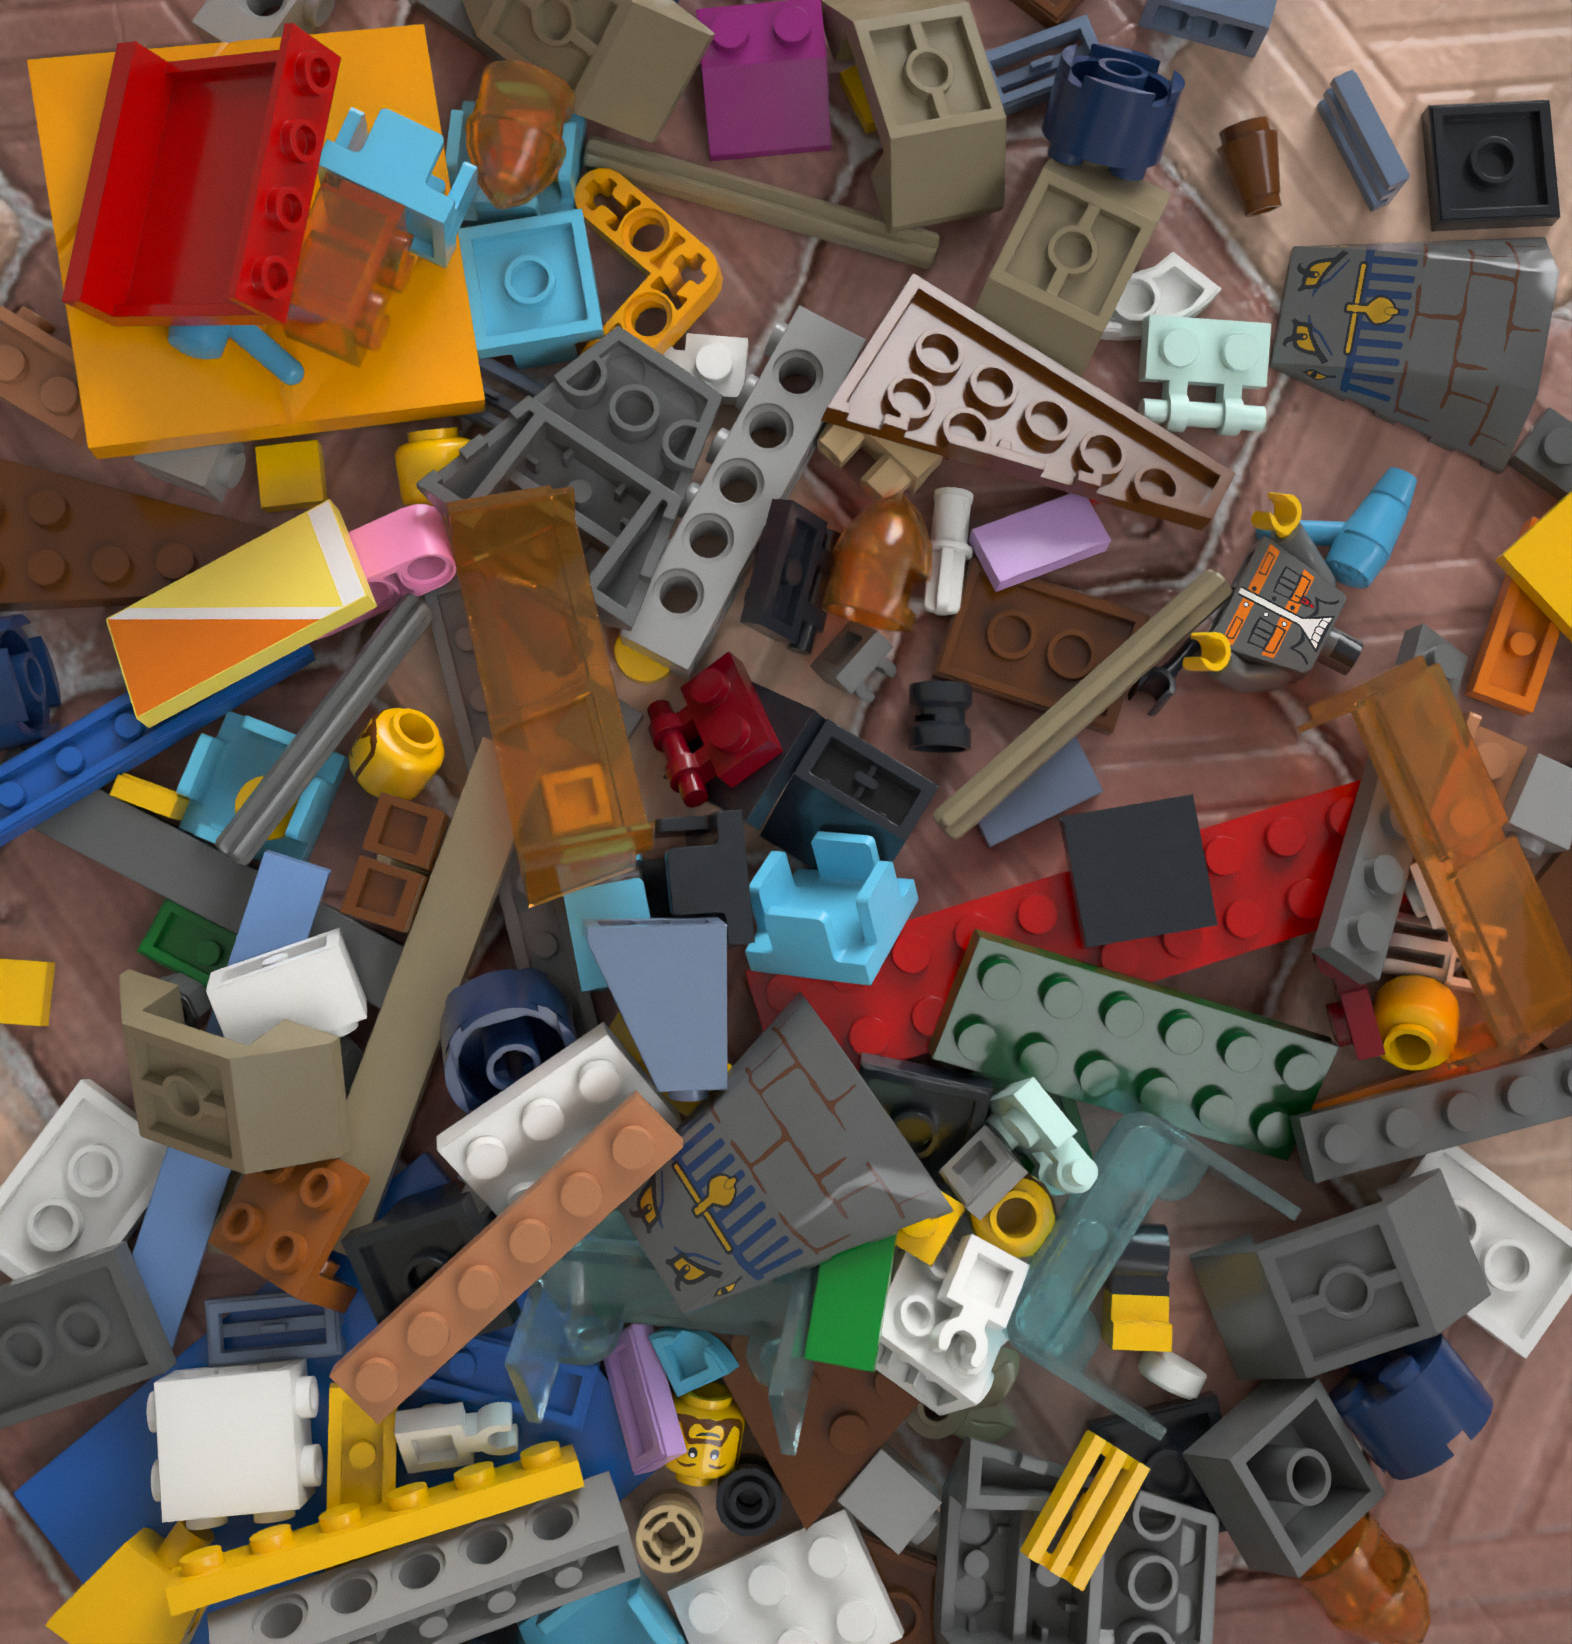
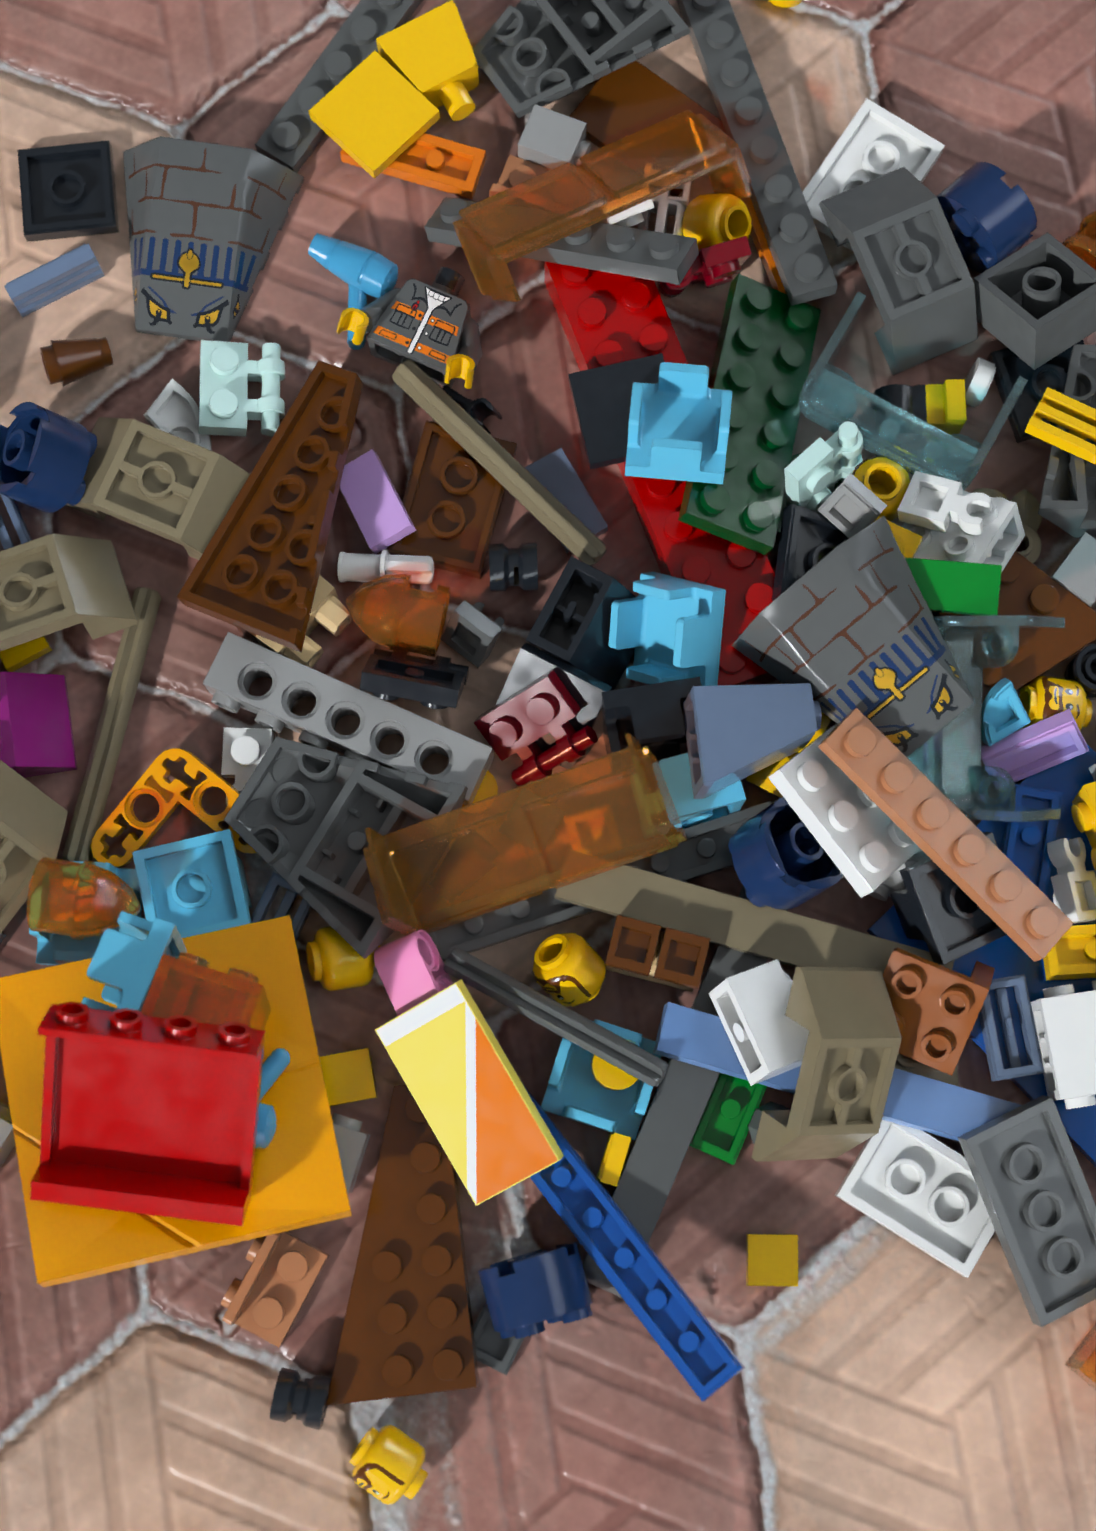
camera: 90 degrees left, 5 degrees down
(1102, 934) = (678, 426): none -> medium azure panel

